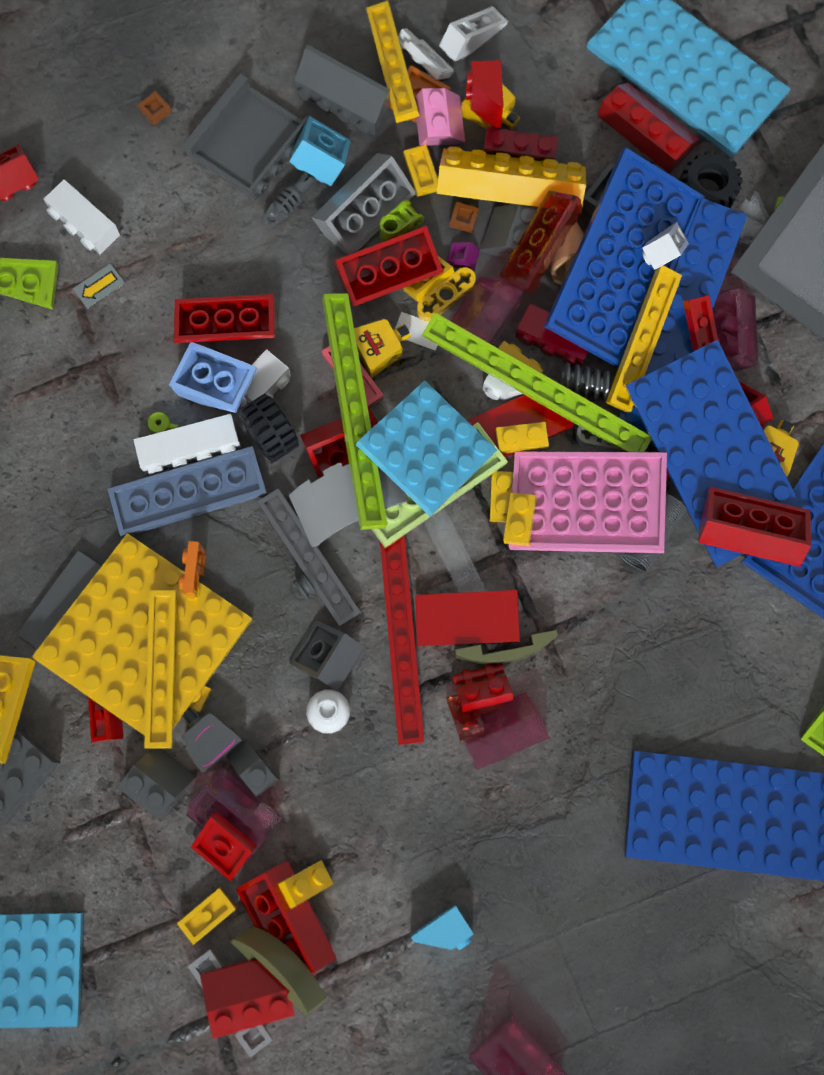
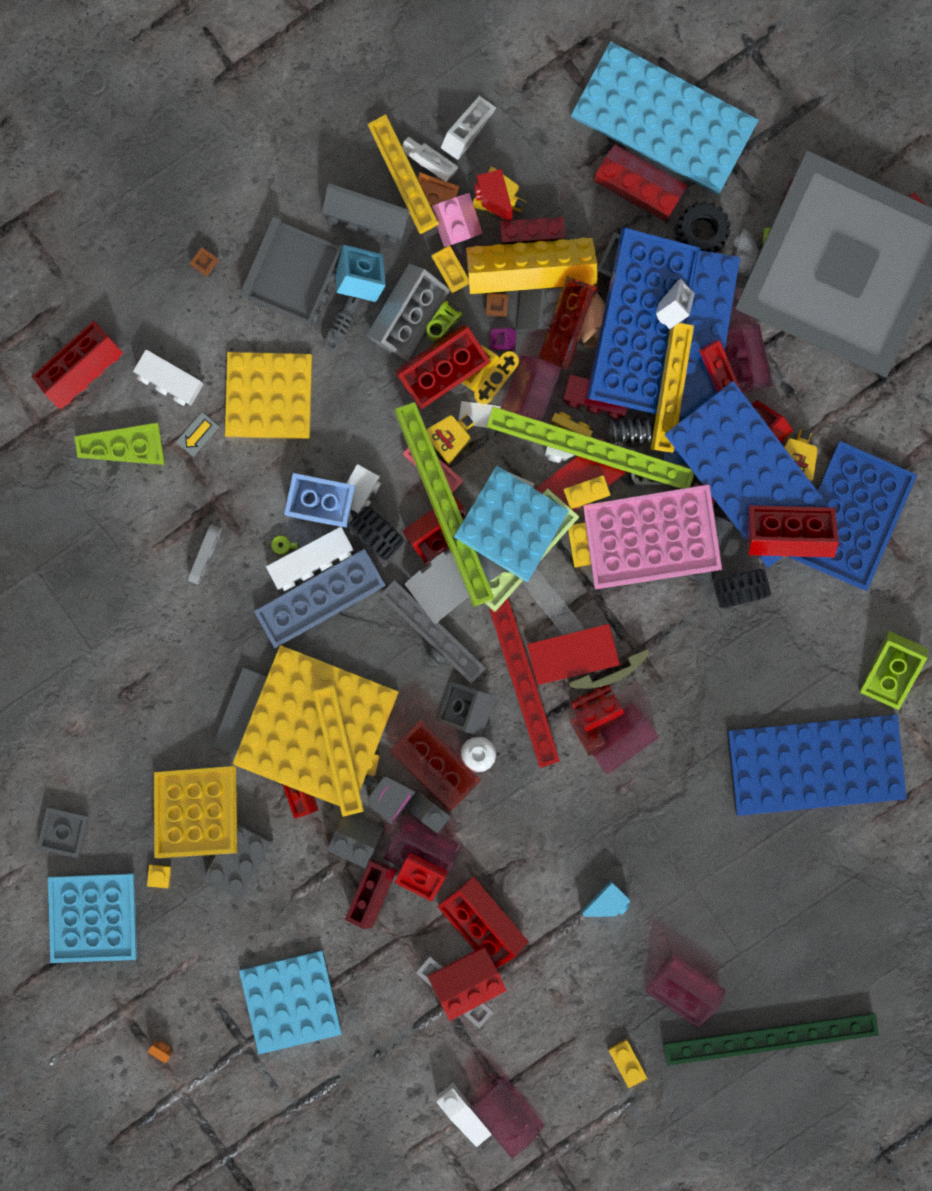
camera: 10 degrees left, 10 degrees up
(69, 414) = (204, 555): none -> light grey beam
(157, 854) = (370, 894): none -> dark red brick
(186, 257) = (268, 395): none -> yellow plate
(195, 559) = (342, 658): orange plate -> none
(206, 916) = (420, 931): yellow plate -> none
(225, 318) = (316, 447): red slope -> none
(272, 713) = (435, 766): none -> clear red slope
(284, 965) = (490, 955): olive slope -> none
(305, 884) = (492, 891): yellow plate -> none
(520, 519) = (599, 564): yellow plate -> none
(683, 581) = (742, 588): none -> black tyre

